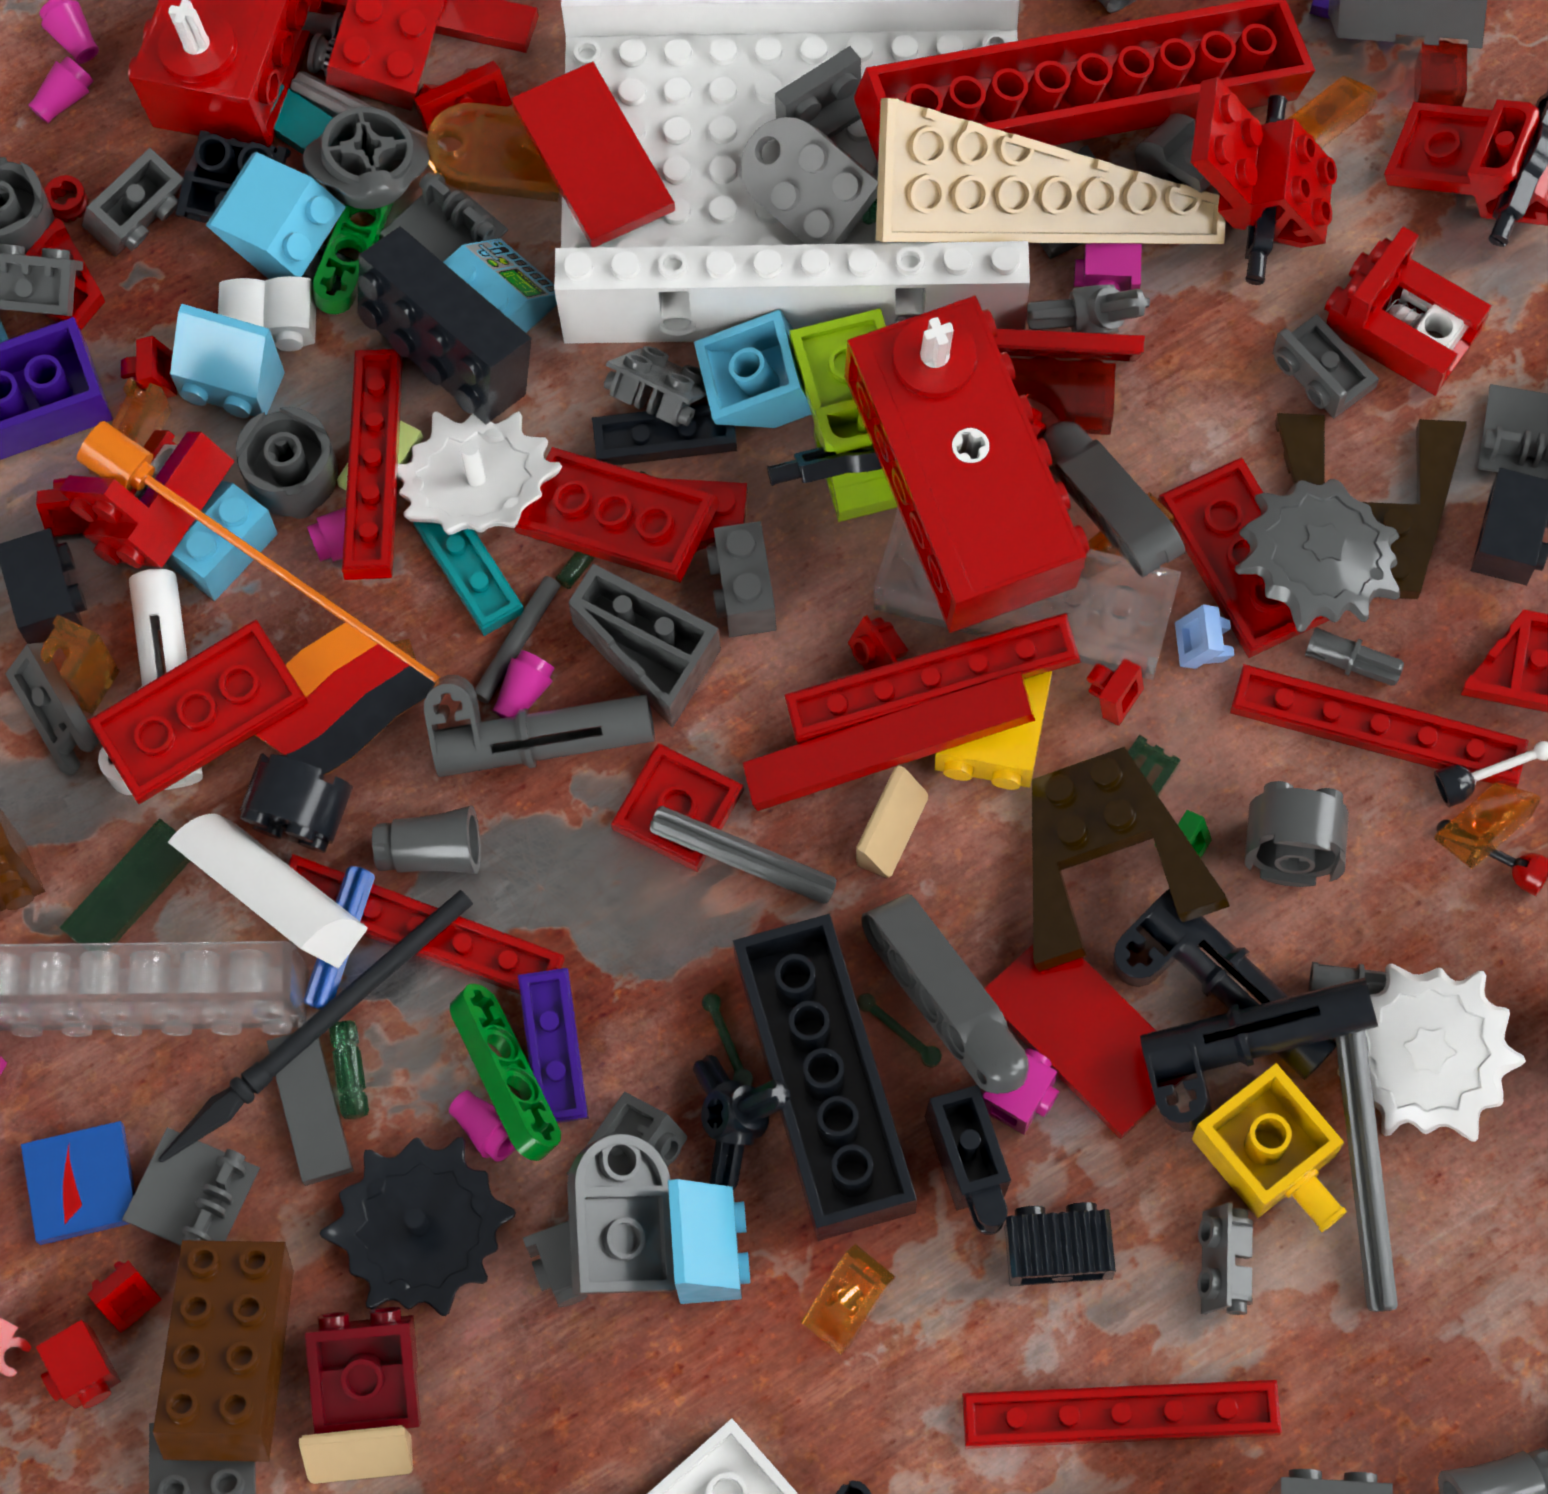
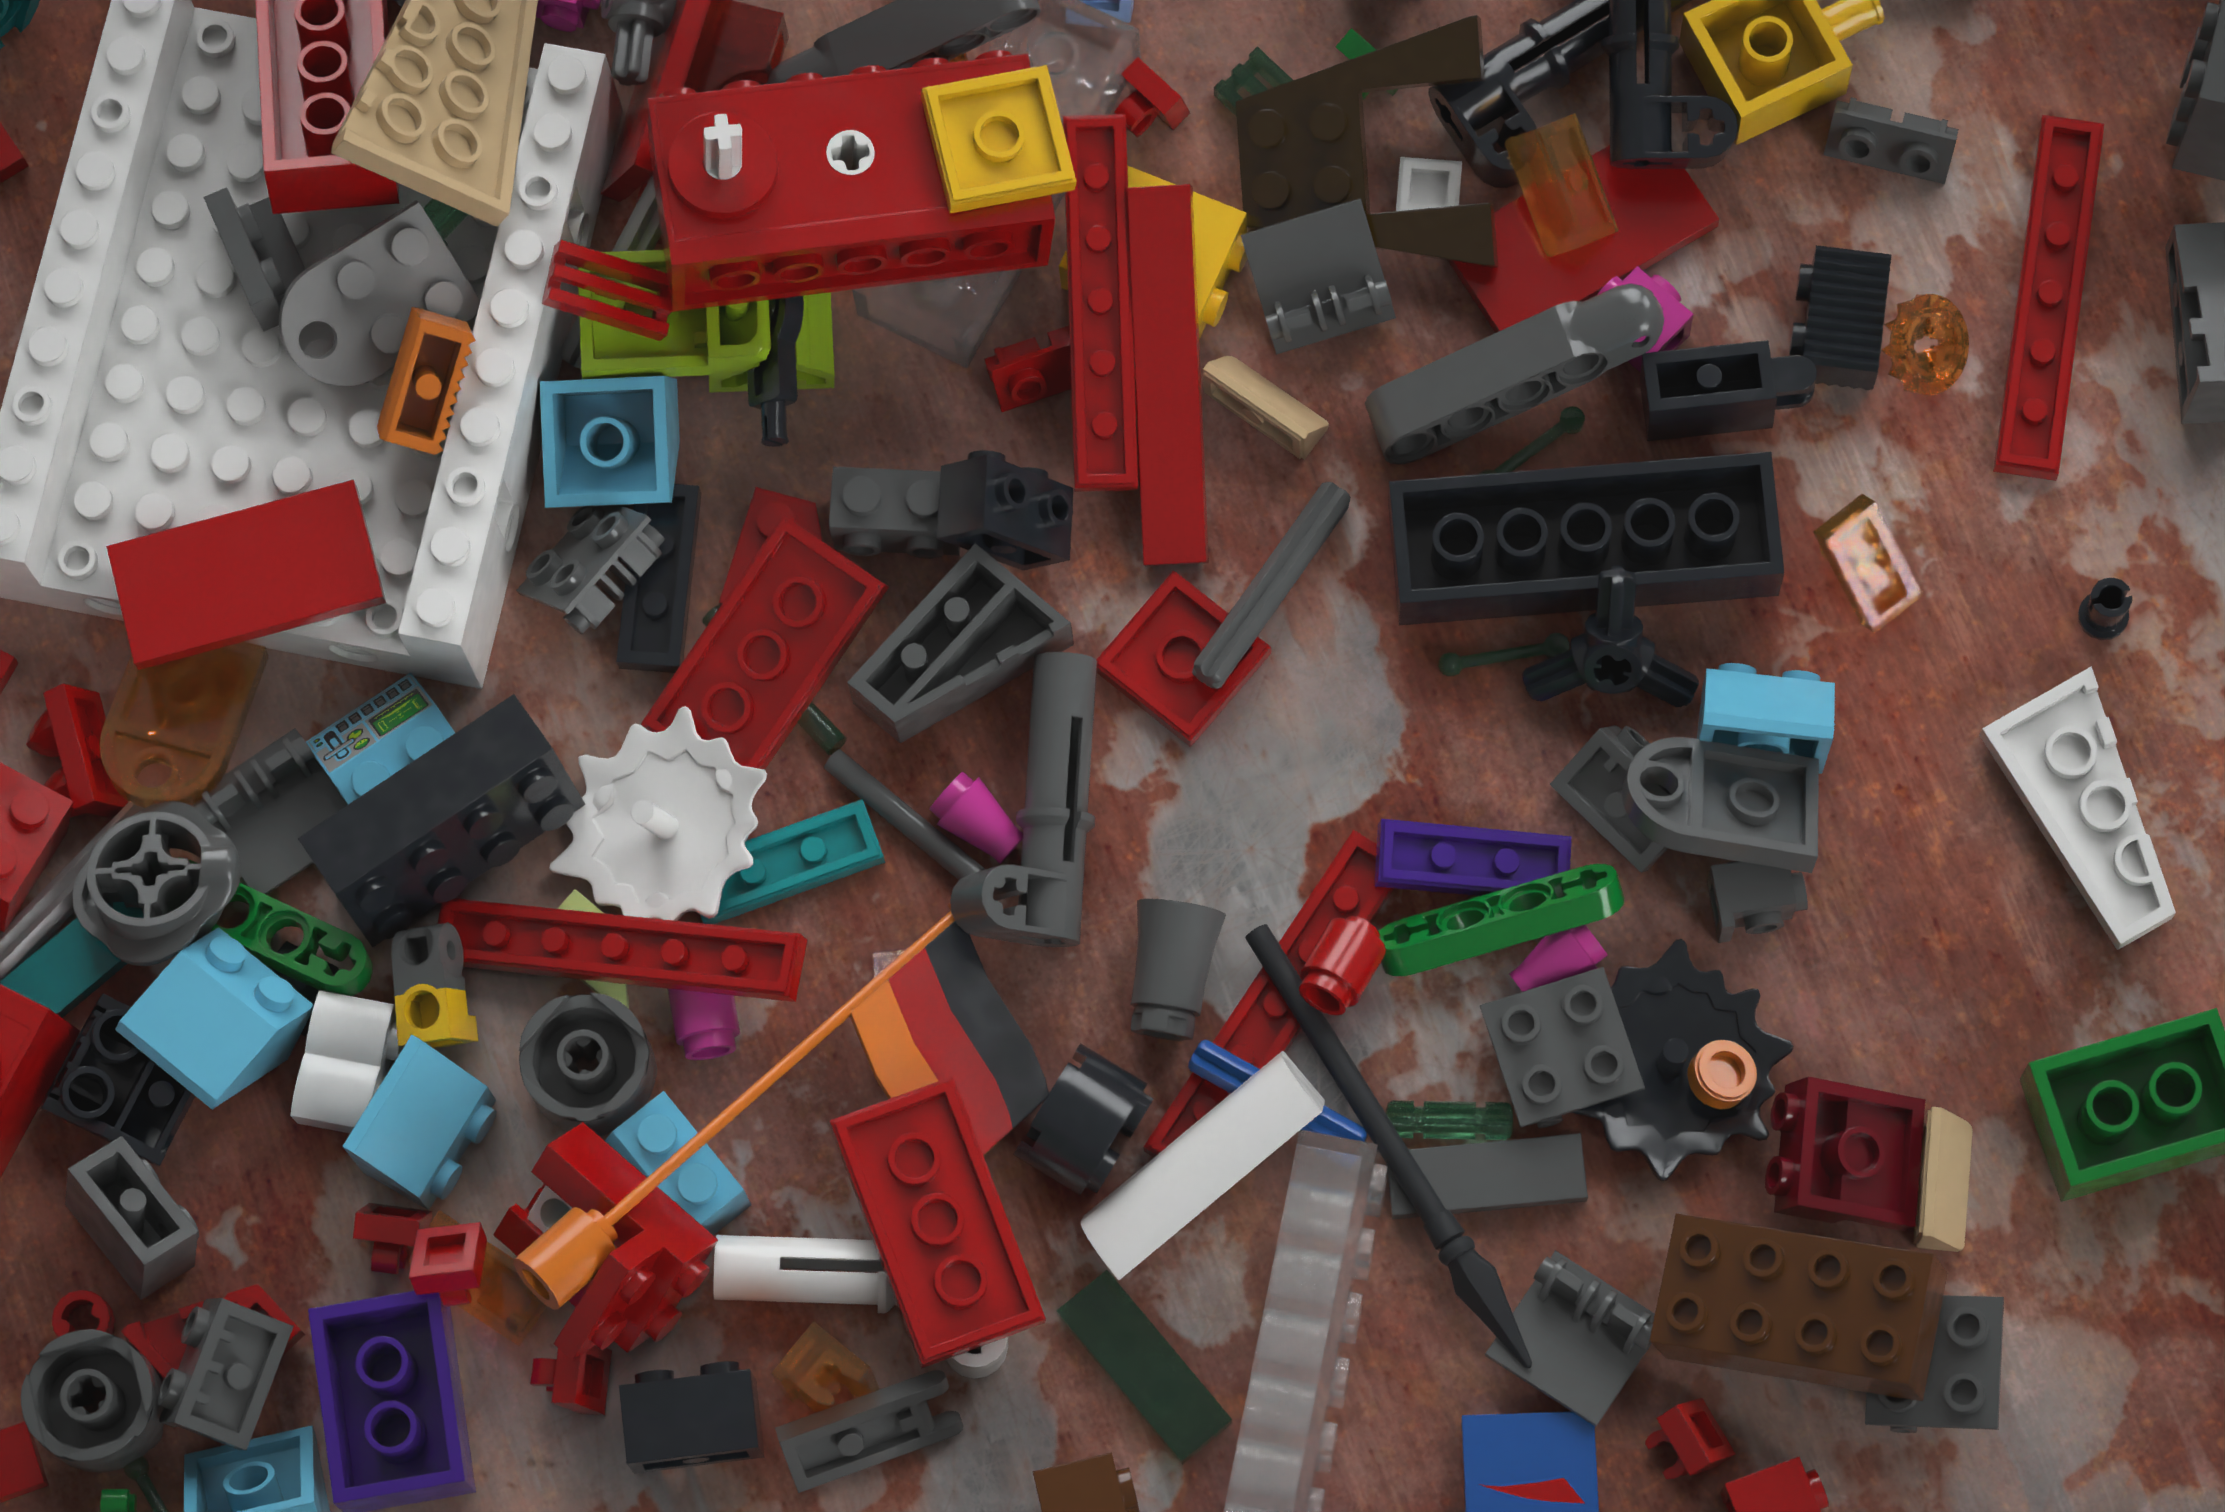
camera: 75 degrees left, 5 degrees up
(119, 395) = (448, 1262): none -> red tile
(325, 349) = (431, 987): none -> leg
(409, 1262) = (1722, 1074): none -> orange tile
(411, 1136) = (1562, 1048): none -> dark grey hinge
(444, 959) = (1341, 965): none -> red brick
(748, 220) = (425, 381): none -> orange brick
(753, 648) = (1005, 511): none -> black brick
(846, 288) = (617, 268): none -> red tile
(997, 838) = (1318, 276): none -> dark grey hinge
(1006, 546) = (998, 139): none -> yellow tile
(1040, 1334) = (1935, 367): none -> clear orange gear
(1097, 911) = (1428, 183): none -> white tile
(1112, 1002) = (1561, 185): none -> clear orange slope

